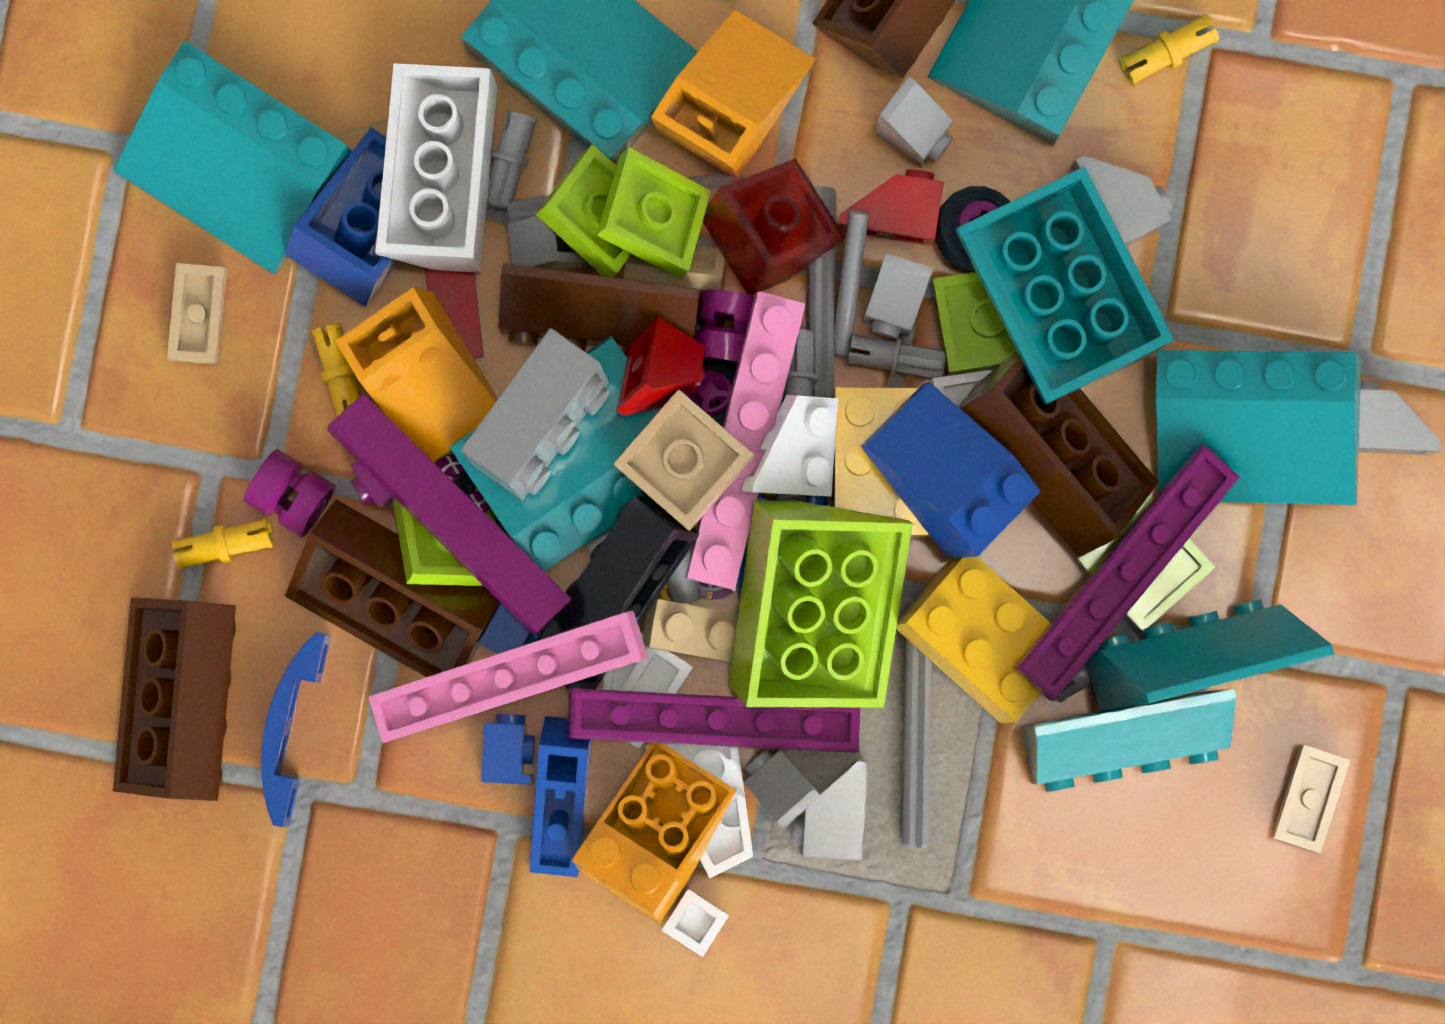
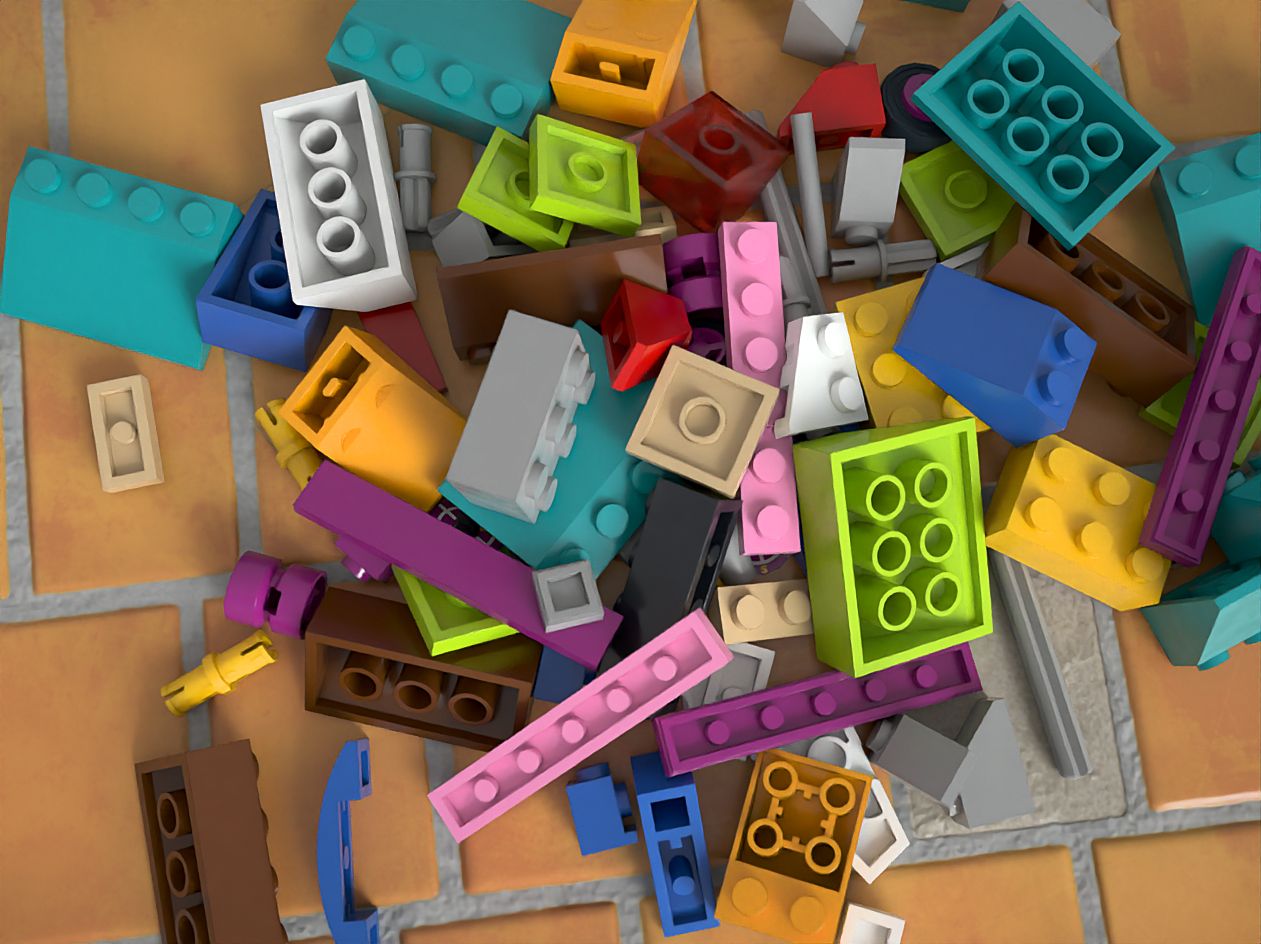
camera: 20 degrees left, 5 degrees down
(530, 568) = (567, 595): none -> light grey tile

